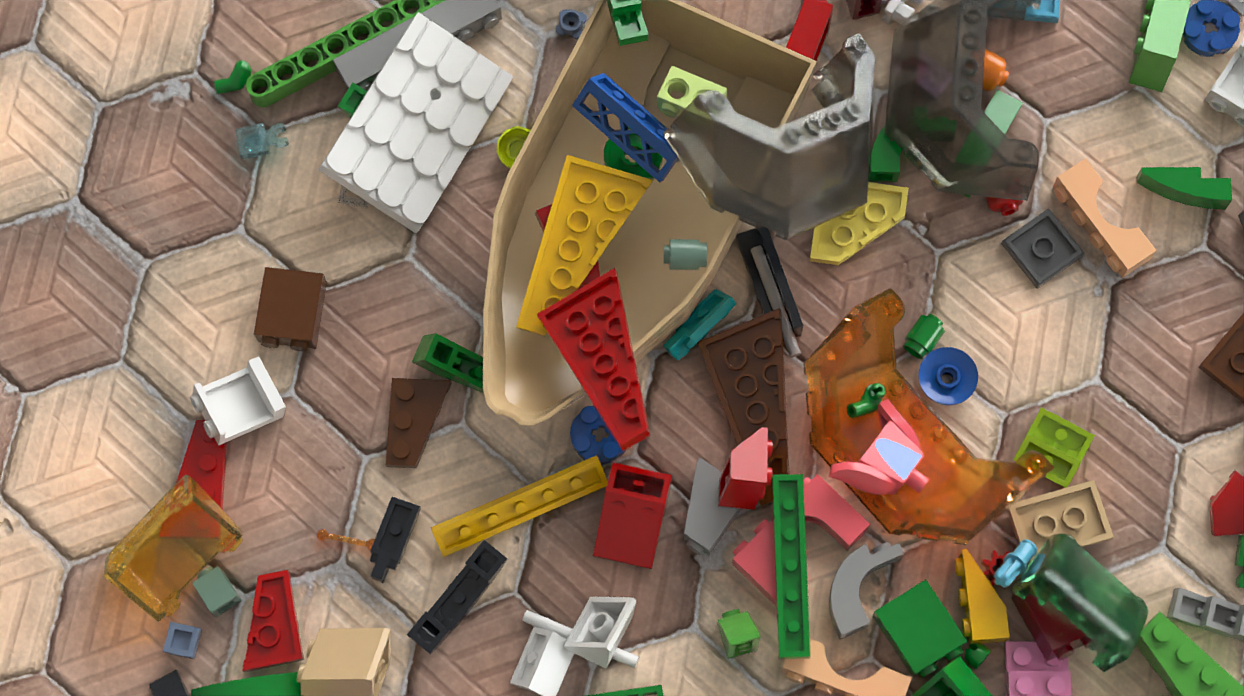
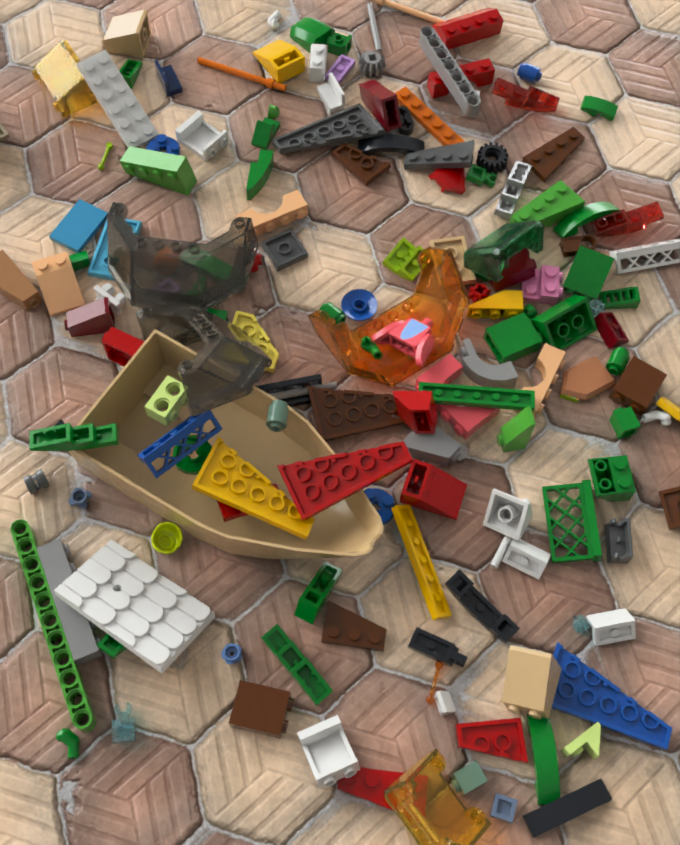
camera: 90 degrees left, 10 degrees down
(317, 554) = (444, 703): none -> white slope
(356, 348) = (296, 664): none -> green slope
(361, 255) = (236, 649): none -> medium blue plate
(1015, 563) = (480, 279): medium azure axle -> none

